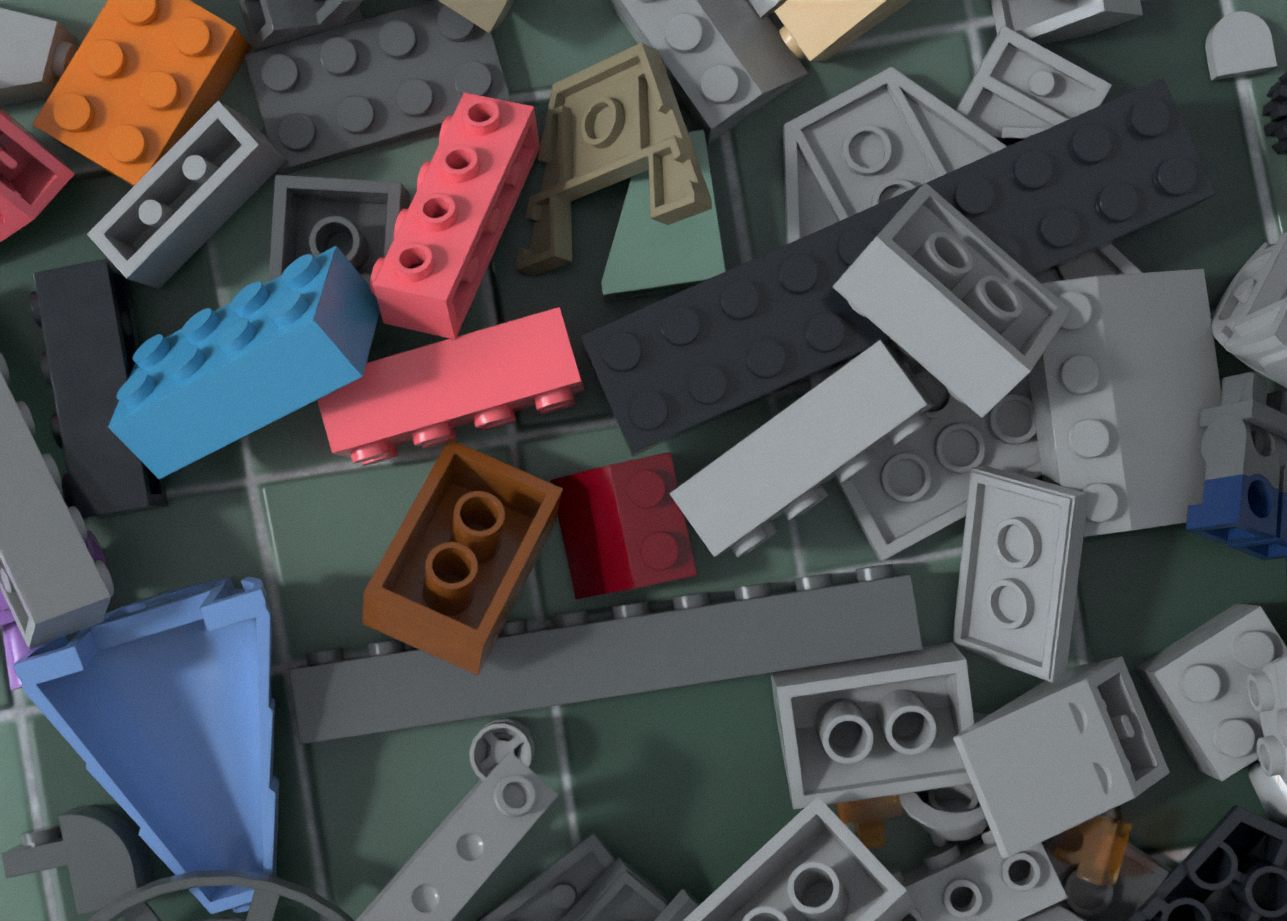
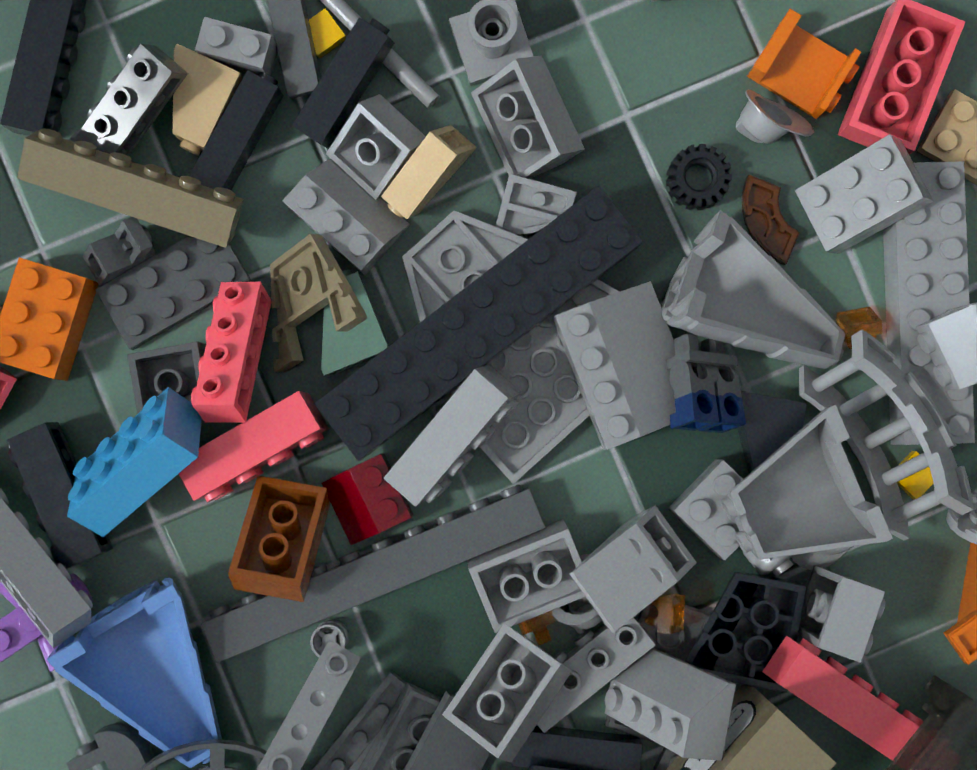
camera: 15 degrees left, 0 degrees up
(186, 196) = (81, 376): light grey brick -> none
(953, 301) = (510, 336): light grey slope -> none
(1019, 571) = (587, 473): light grey tile -> none
(1239, 46) = (644, 152): light grey tile -> none

